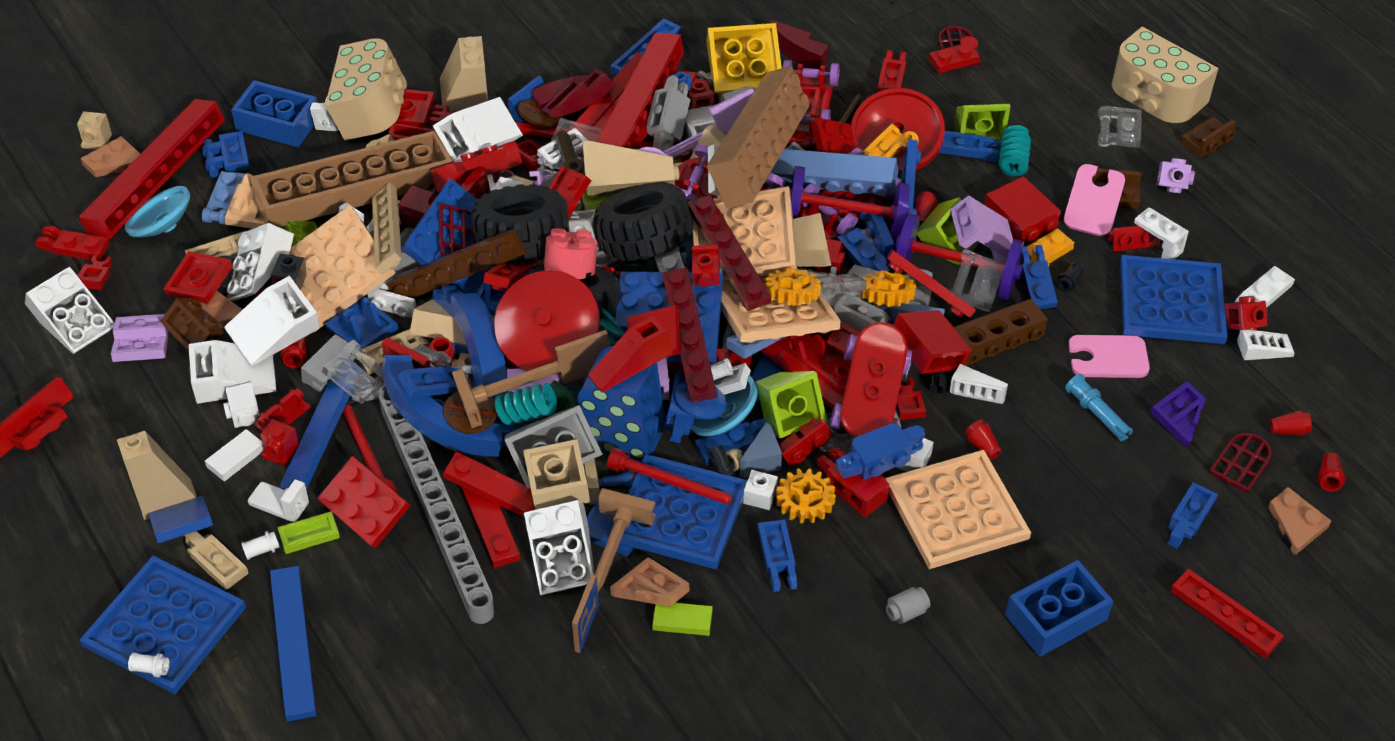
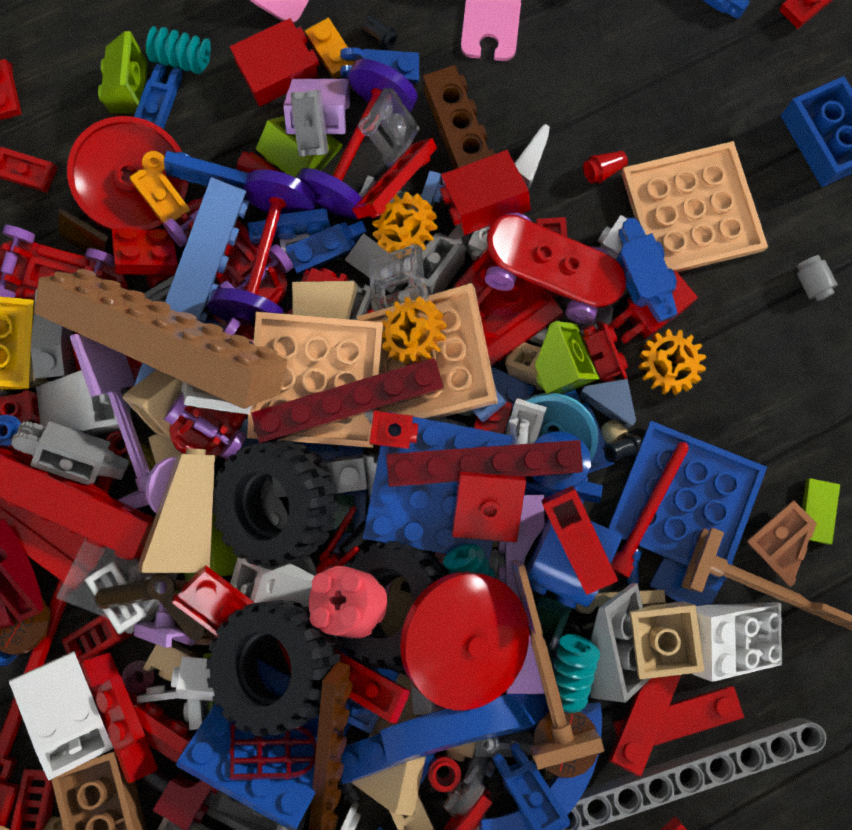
camera: 80 degrees left, 30 degrees up
(760, 489) = (650, 412): white plate -> none
(777, 552) = (741, 401): blue hinge -> none
(956, 213) = (309, 122): none -> light grey hinge
(1090, 399) = (557, 47): dark azure pin -> none

